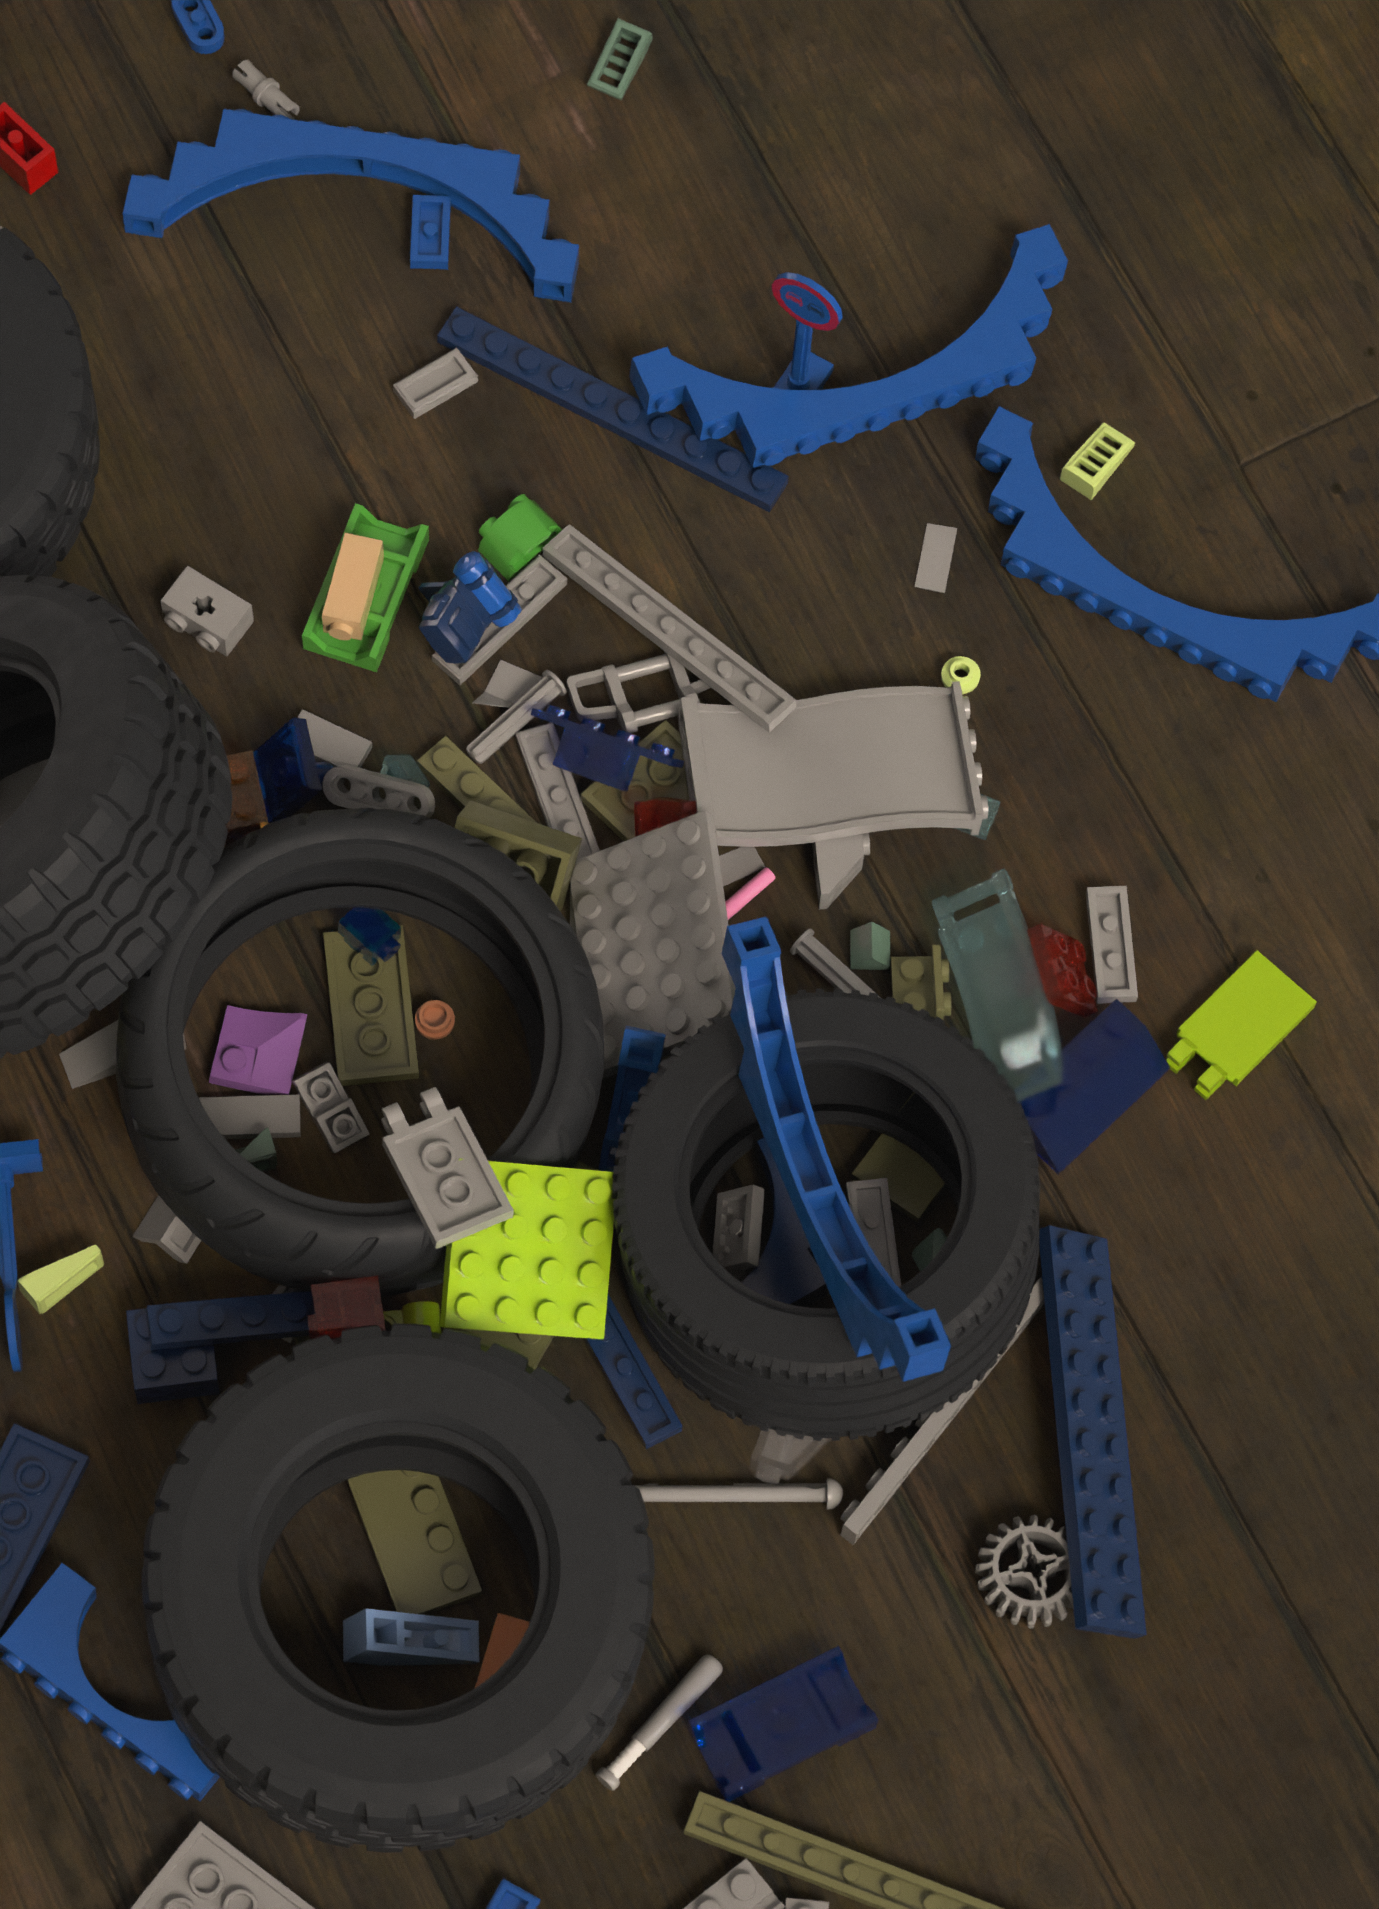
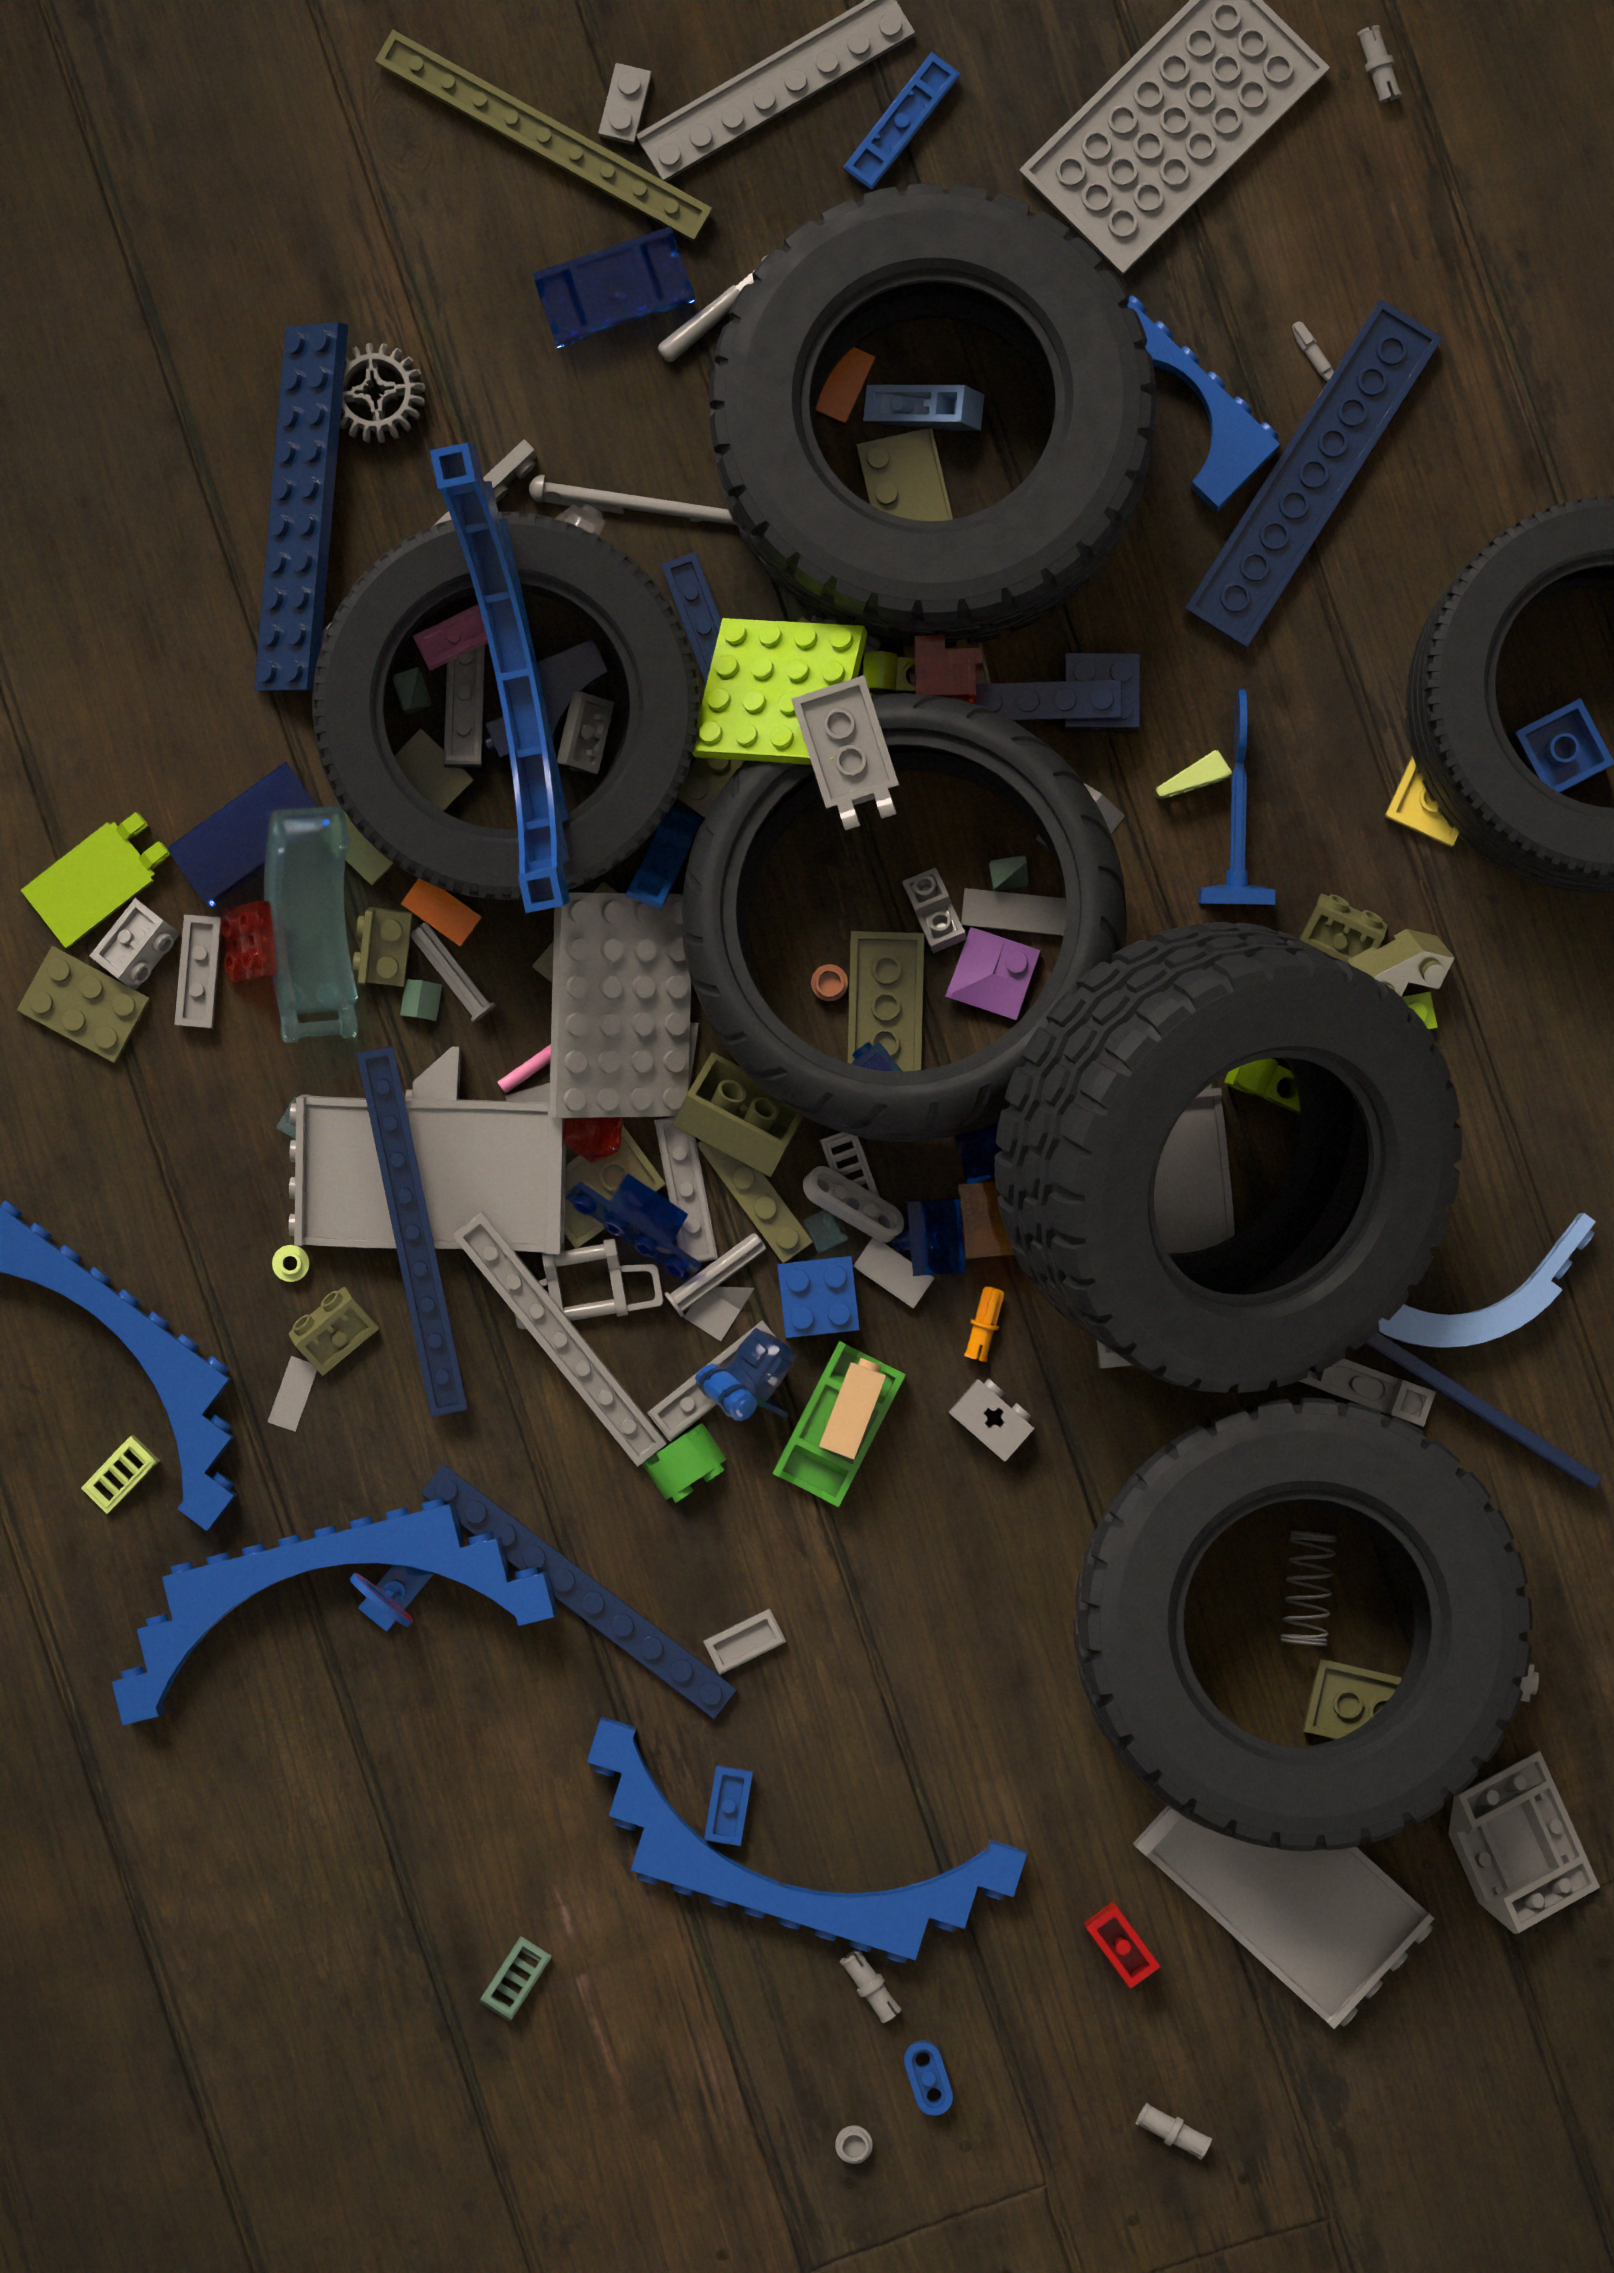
camera: 170 degrees left, 20 degrees up
(225, 700) = (984, 1323): none -> light orange axle
(403, 704) = (818, 1297): none -> blue brick
(840, 704) = (412, 1230): none -> dark blue plate
(906, 615) = (332, 1330): none -> olive bracket
(1184, 961) = (135, 944): none -> light grey bracket
(1226, 900) = (83, 1004): none -> olive plate

